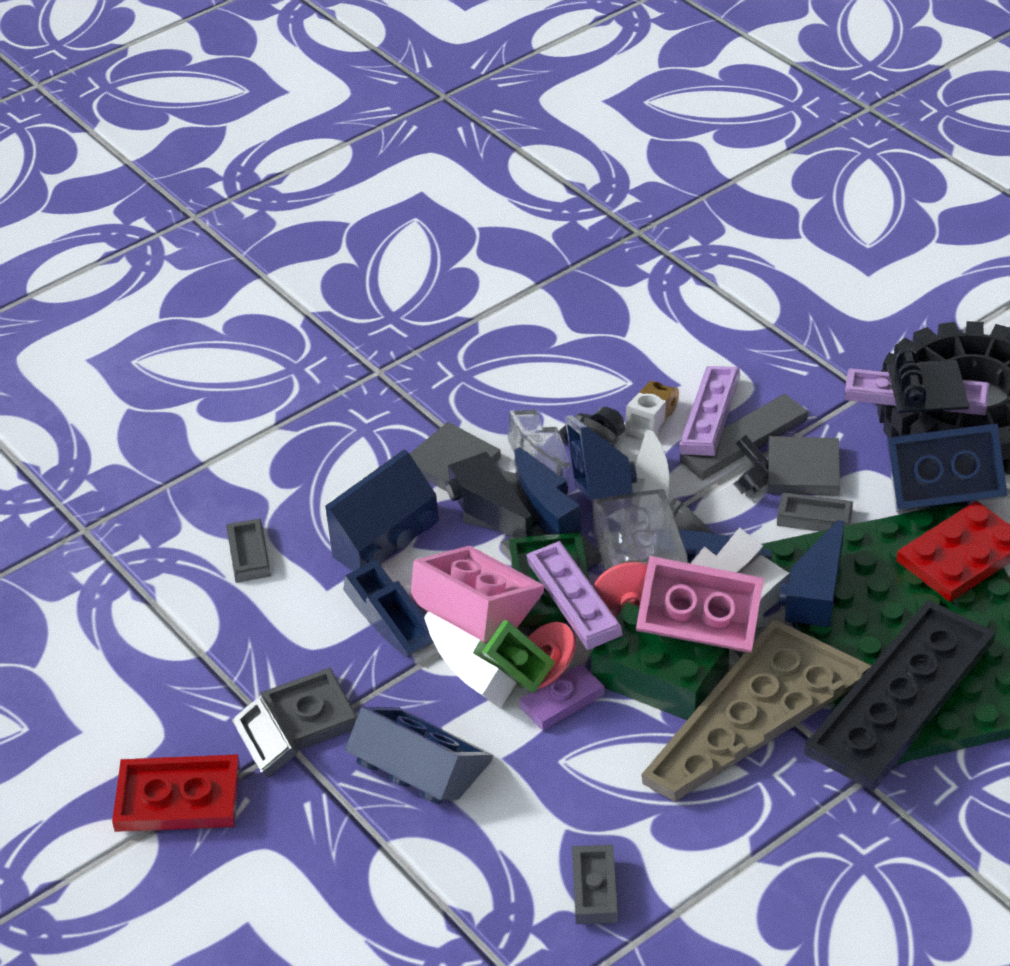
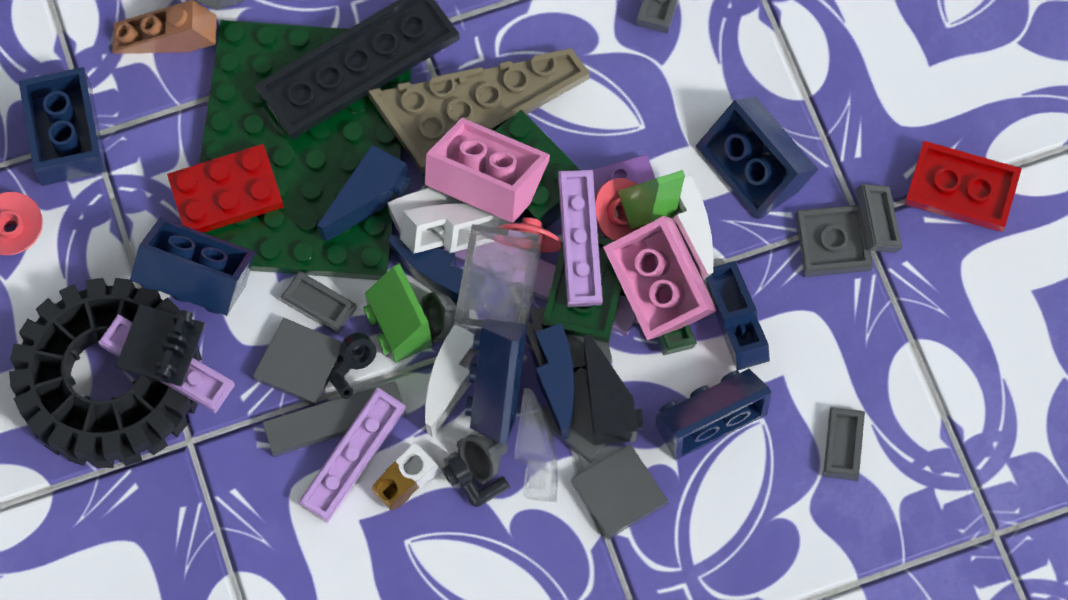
camera: 160 degrees left, 25 degrees up
(723, 503) = (397, 315): none -> bright green slope

